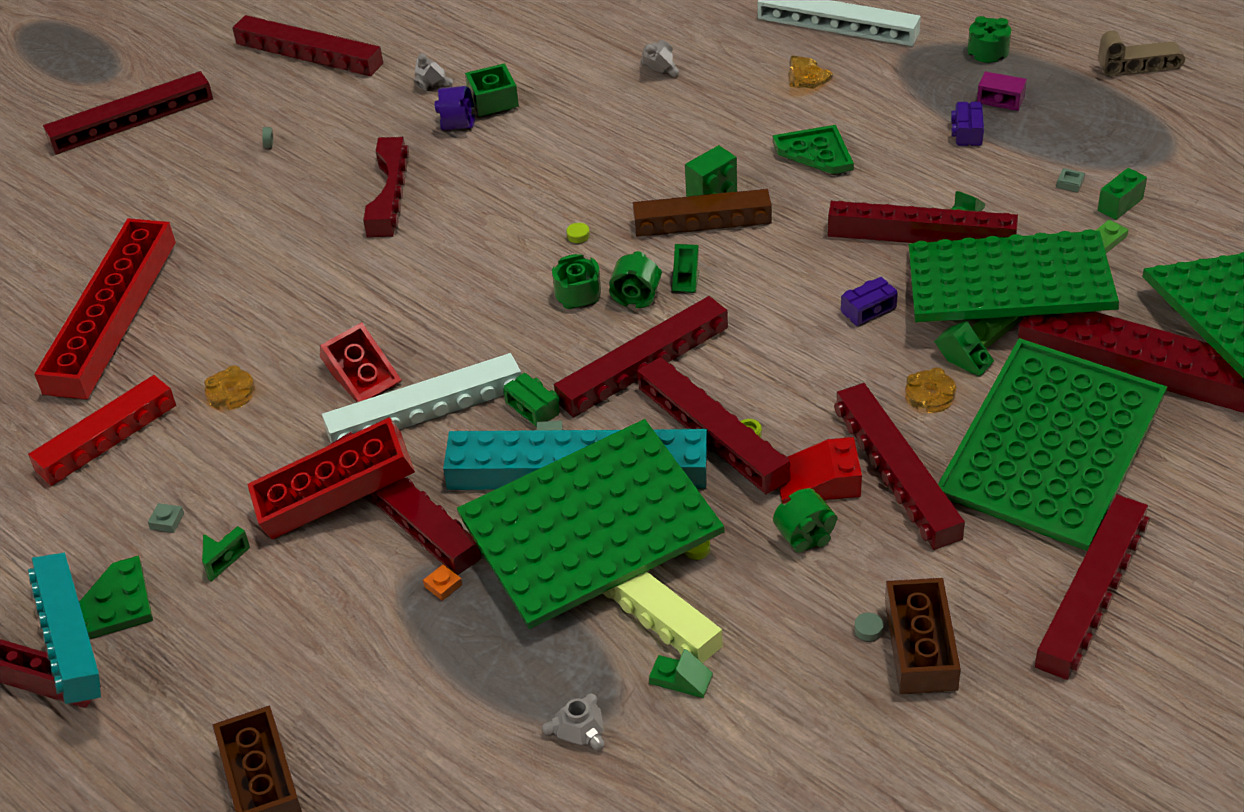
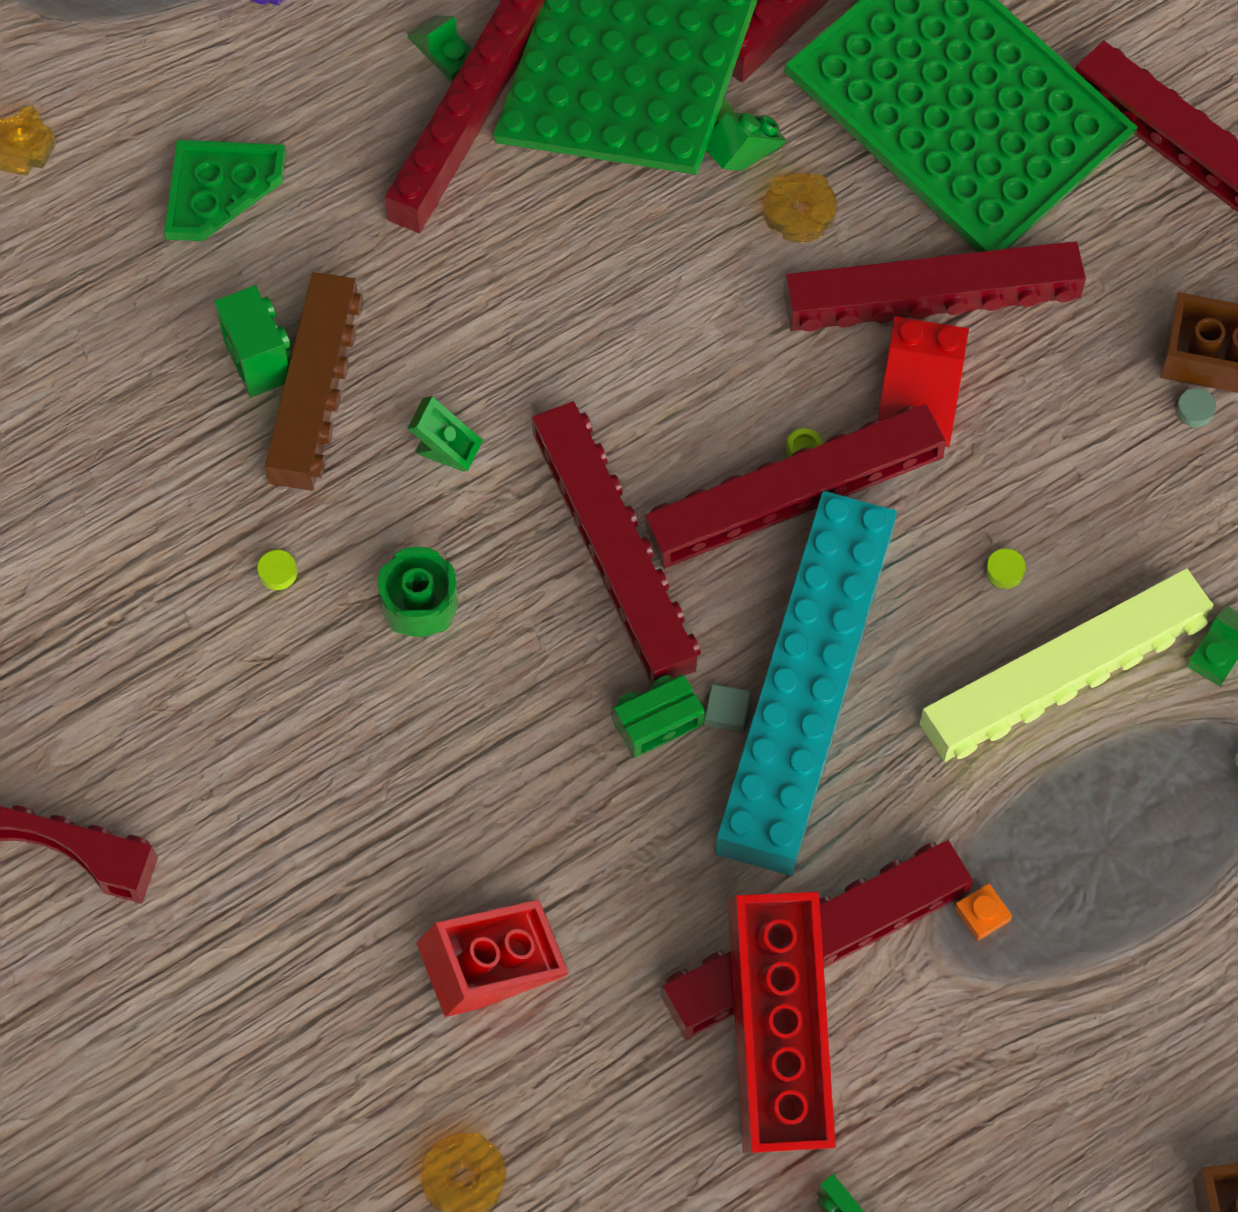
camera: 80 degrees left, 20 degrees up
(427, 398) = (610, 875): light aqua brick -> none
(589, 522) = (964, 683): green plate -> none
(634, 280) = (456, 508): green brick -> none
(805, 520) = (1024, 419): green brick -> none
(868, 301) = (602, 222): dark purple brick -> none

